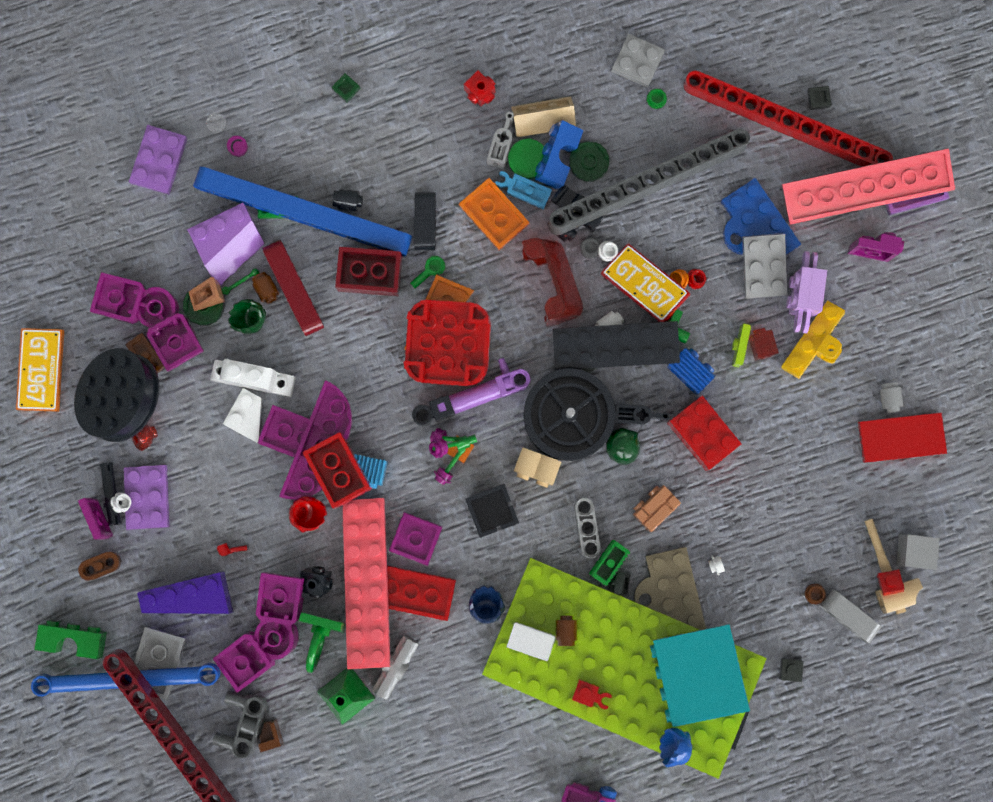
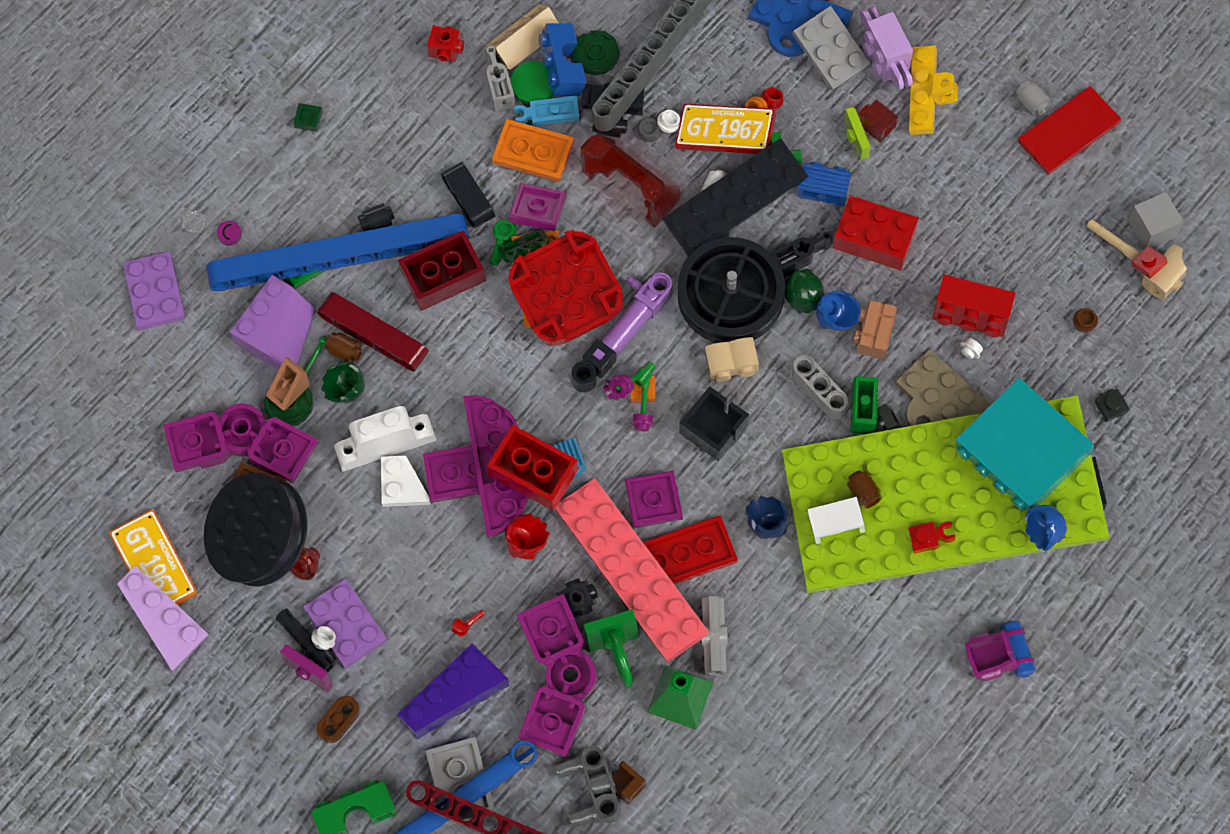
camera: 30 degrees left, 15 degrees down
(21, 419) = (164, 620): none -> lavender wing
(438, 289) = (523, 245): none -> dark green plate
(469, 261) = (537, 207): none -> magenta plate
(636, 478) = (838, 311): none -> blue hair
(737, 537) = (973, 306): none -> red brick
(850, 616) = (1133, 319): light grey beam -> none

